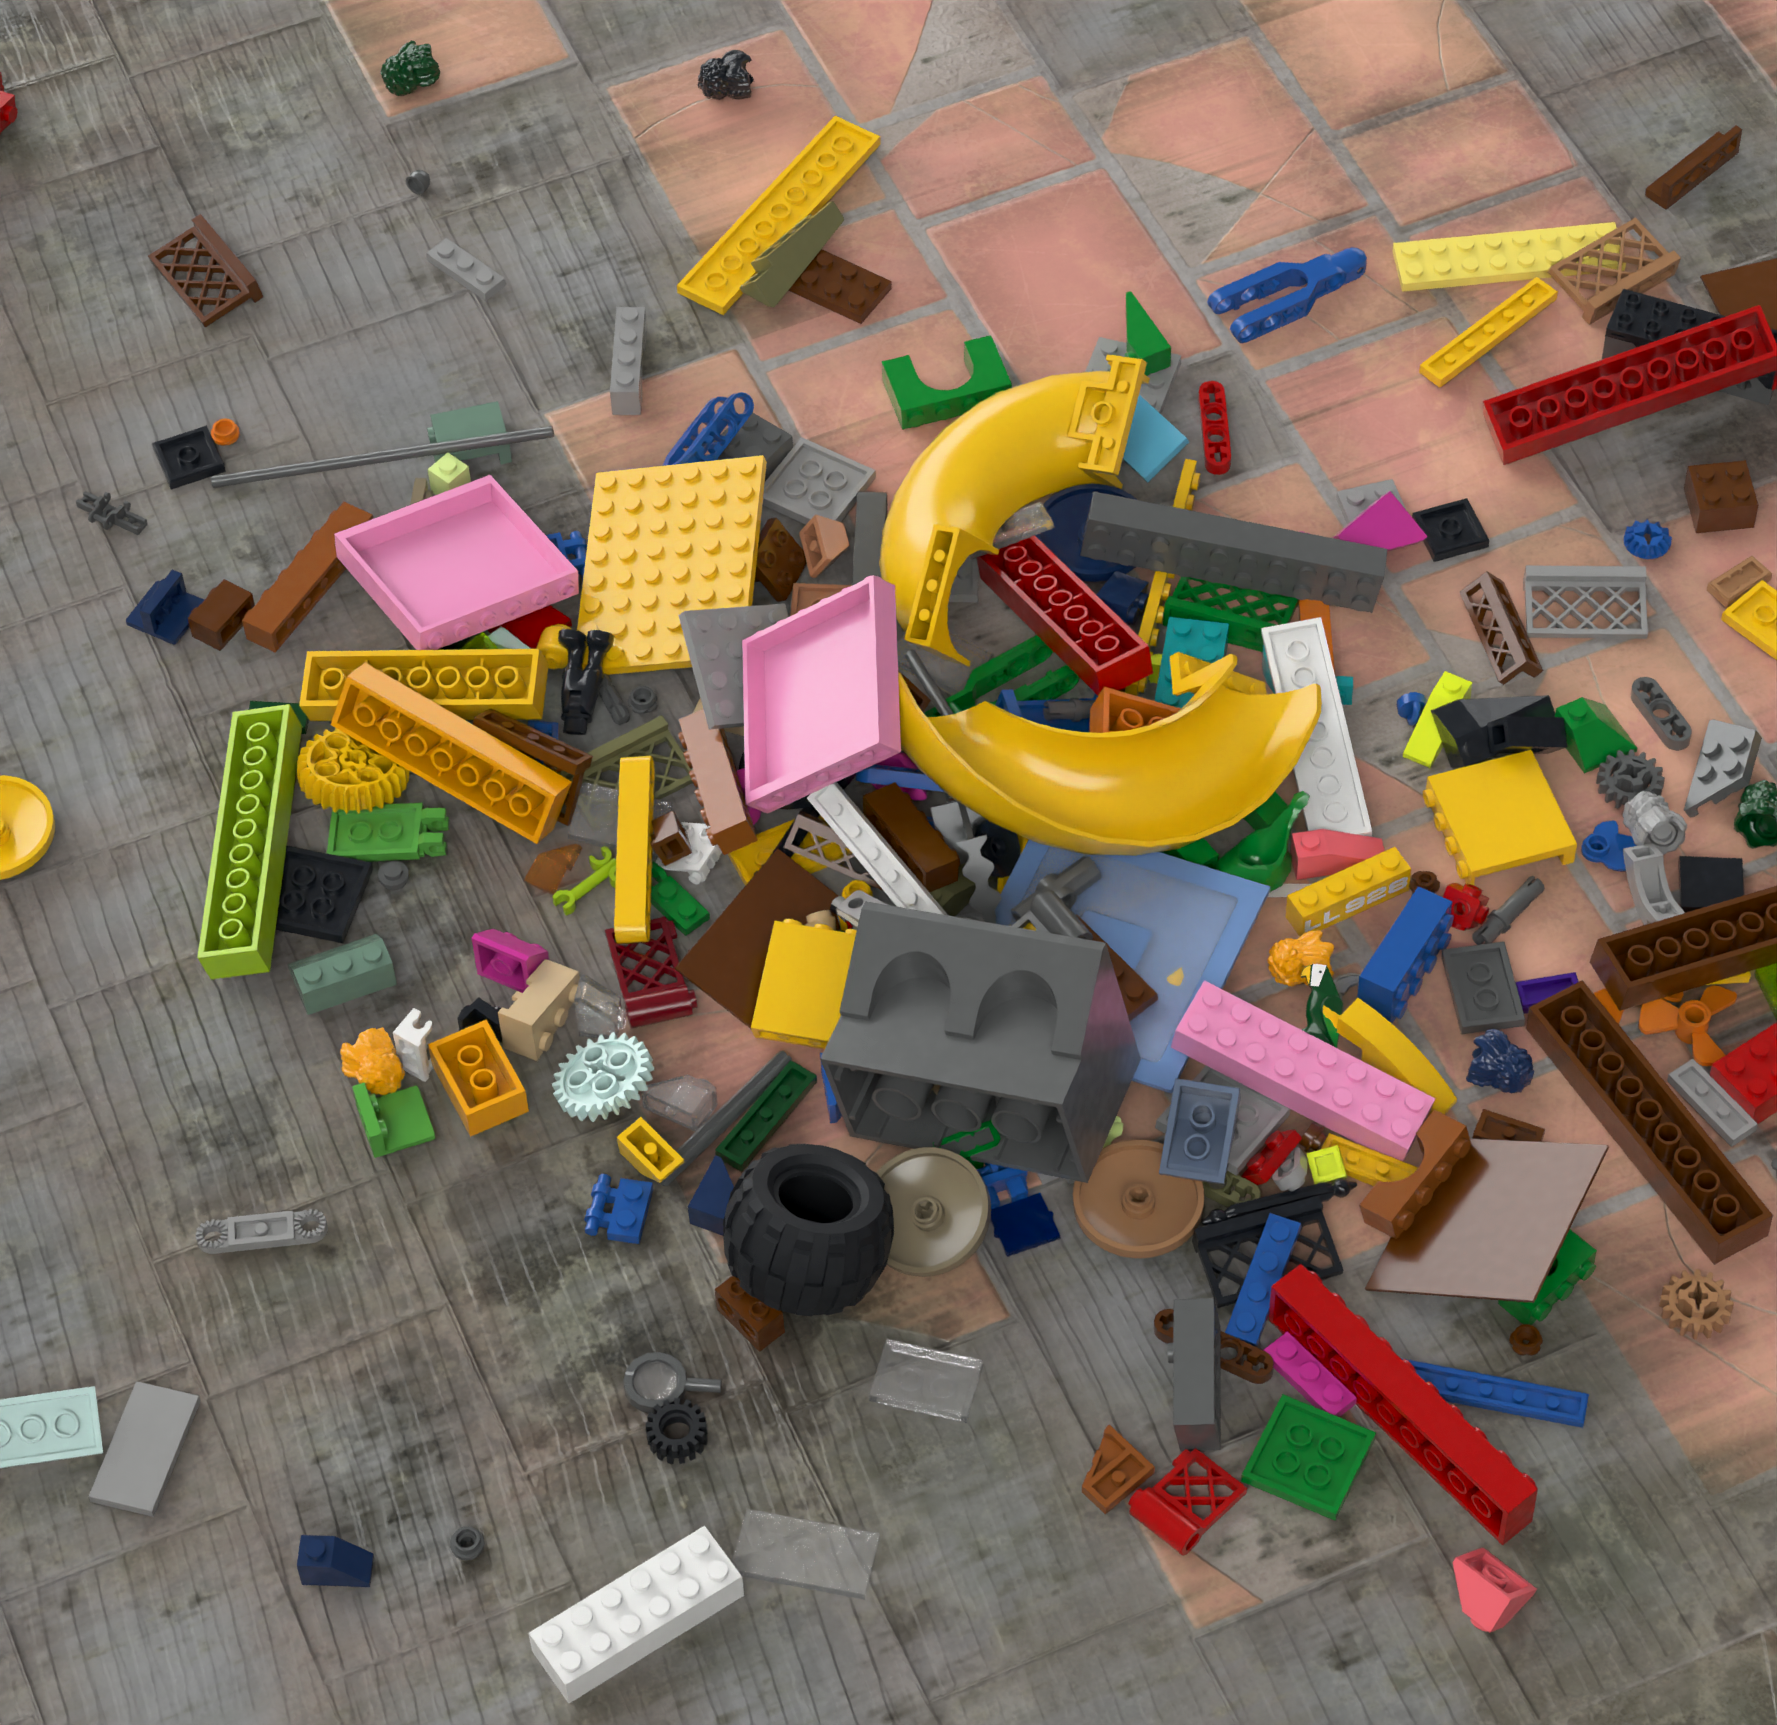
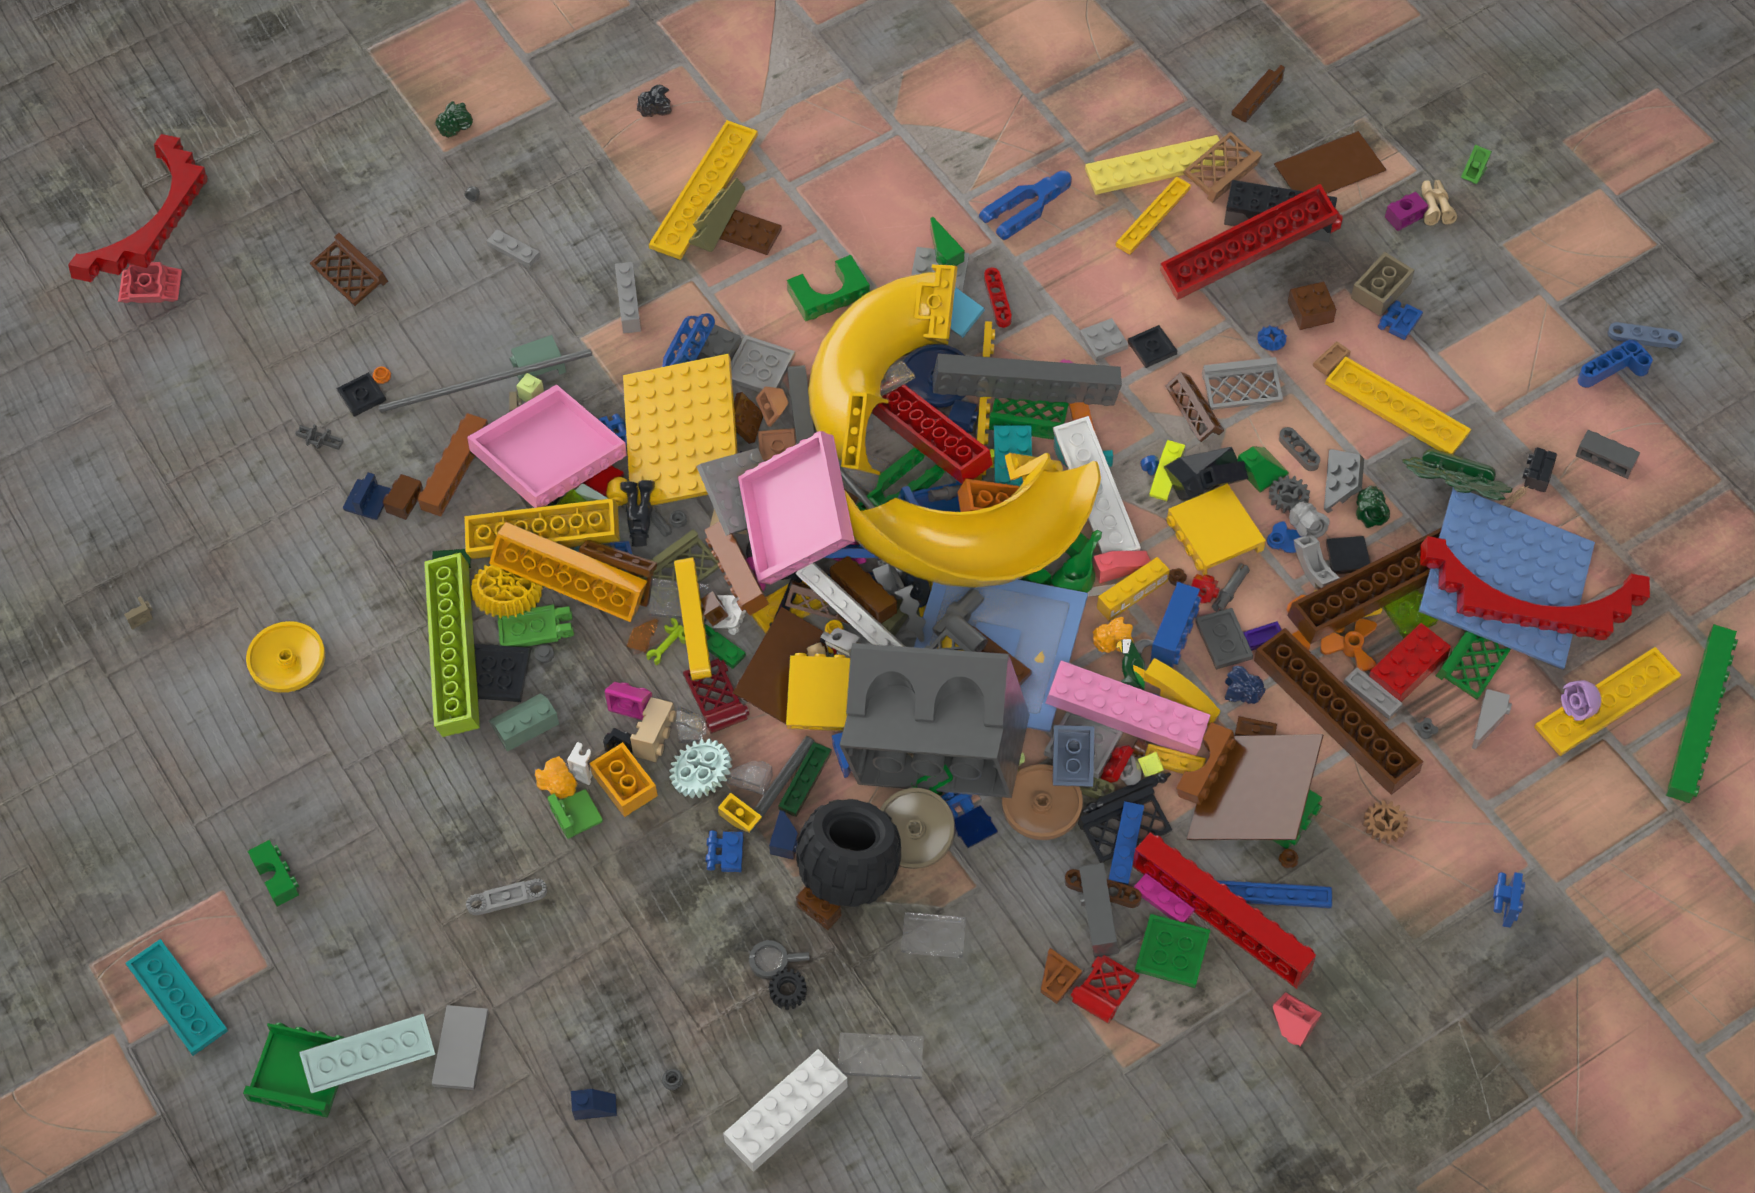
camera: 10 degrees left, 5 degrees up
(1383, 525) = (1111, 350): dark pink slope -> none

